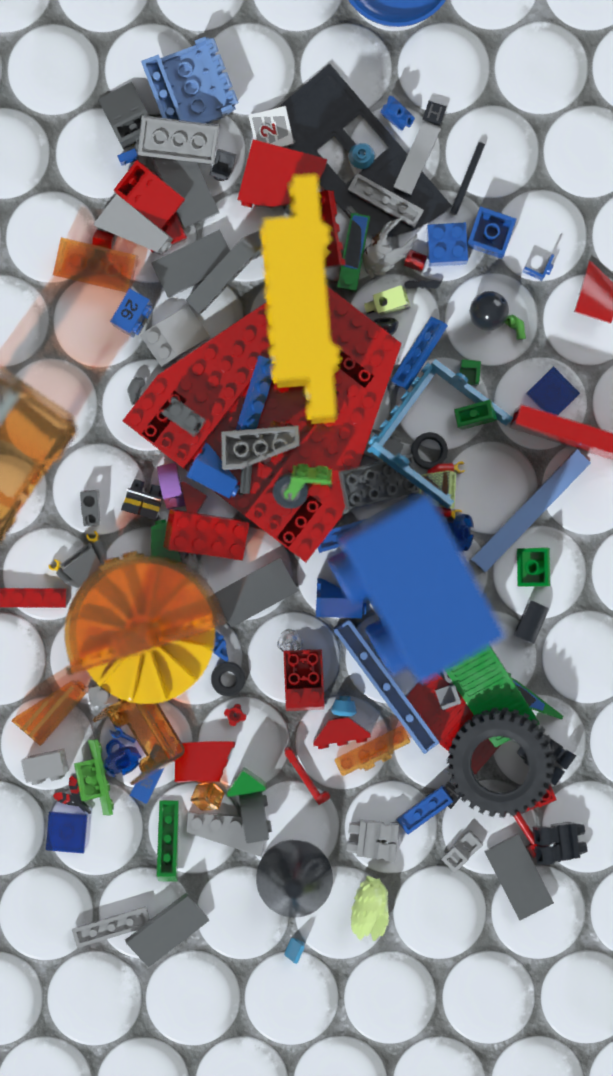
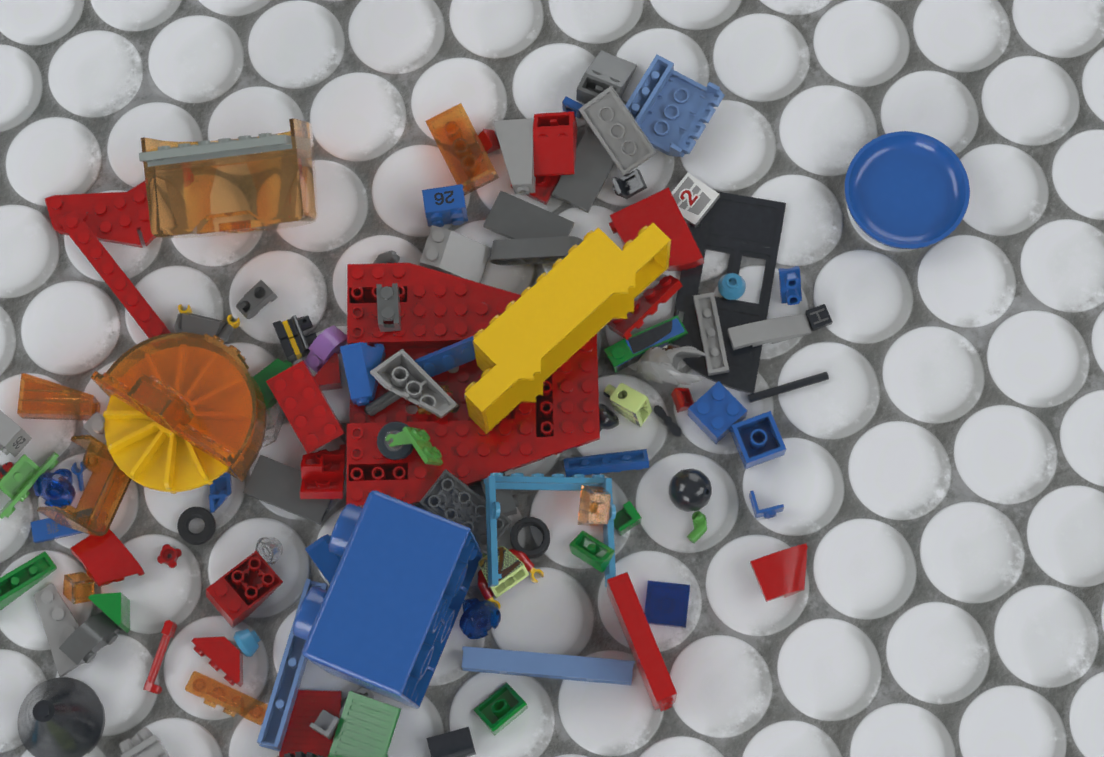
camera: 50 degrees right, 15 degrees down
(266, 560) = (323, 474): none -> red slope
(446, 387) = (594, 506): none -> clear orange torso

